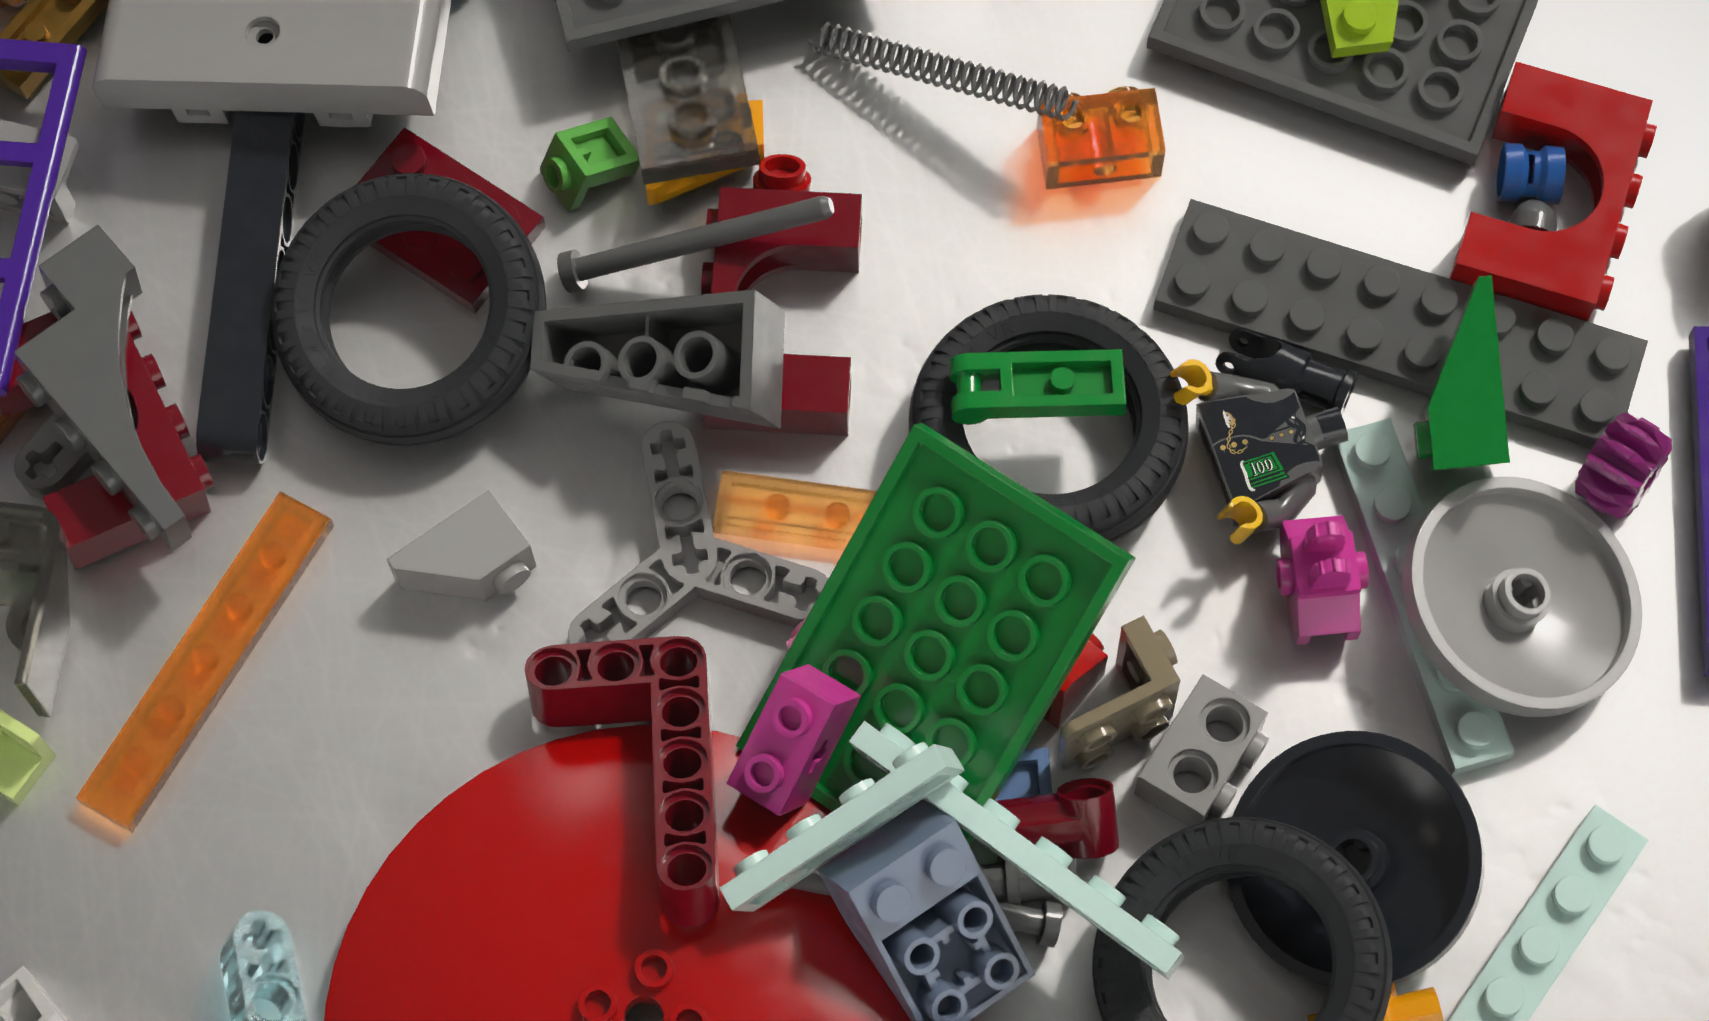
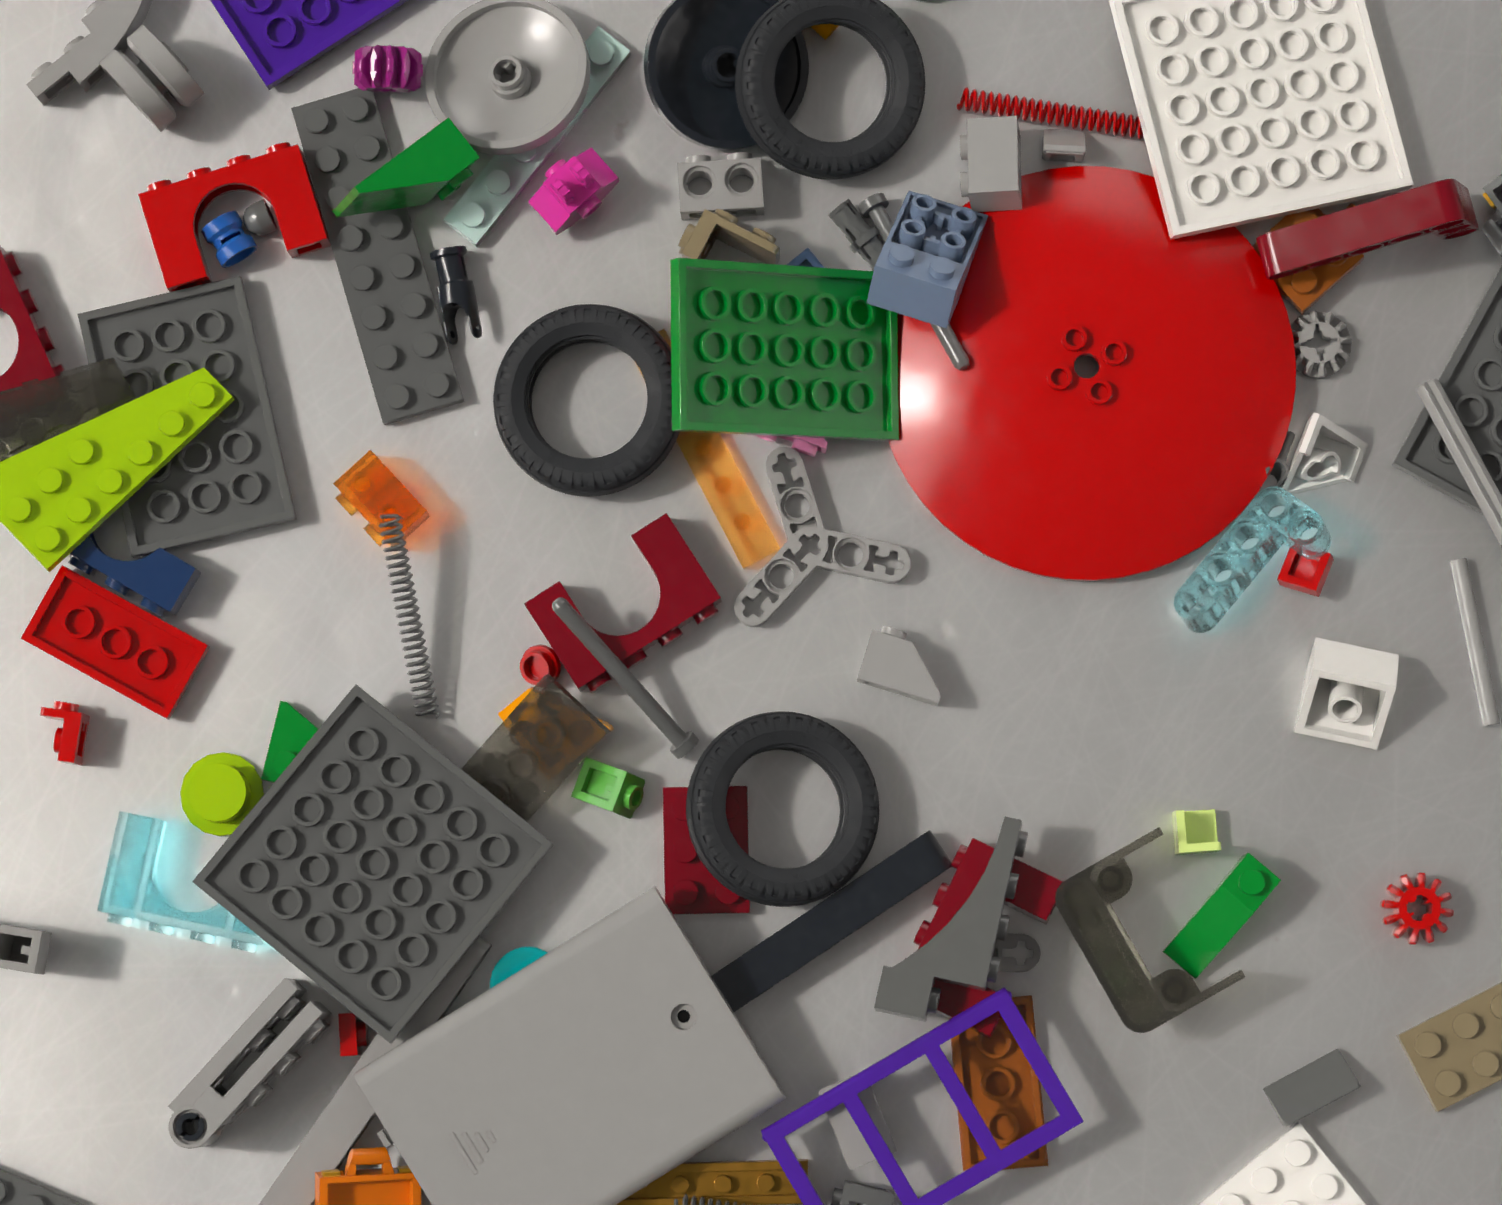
camera: 120 degrees left, 15 degrees up
(205, 662) = (1059, 770): clear orange tile -> none
(659, 683) = (933, 462): dark red beam -> none
(676, 353) = (706, 618): dark grey wedge -> none
(793, 739) = (882, 396): dark pink brick -> none
(820, 840) = (907, 317): light aqua plate -> none
(1038, 384) = (581, 406): green plate -> none
(1042, 862) = (858, 249): light aqua plate -> none
(1075, 818) = (809, 226): dark red piece -> none
(1258, 445) = (520, 273): torso -> none

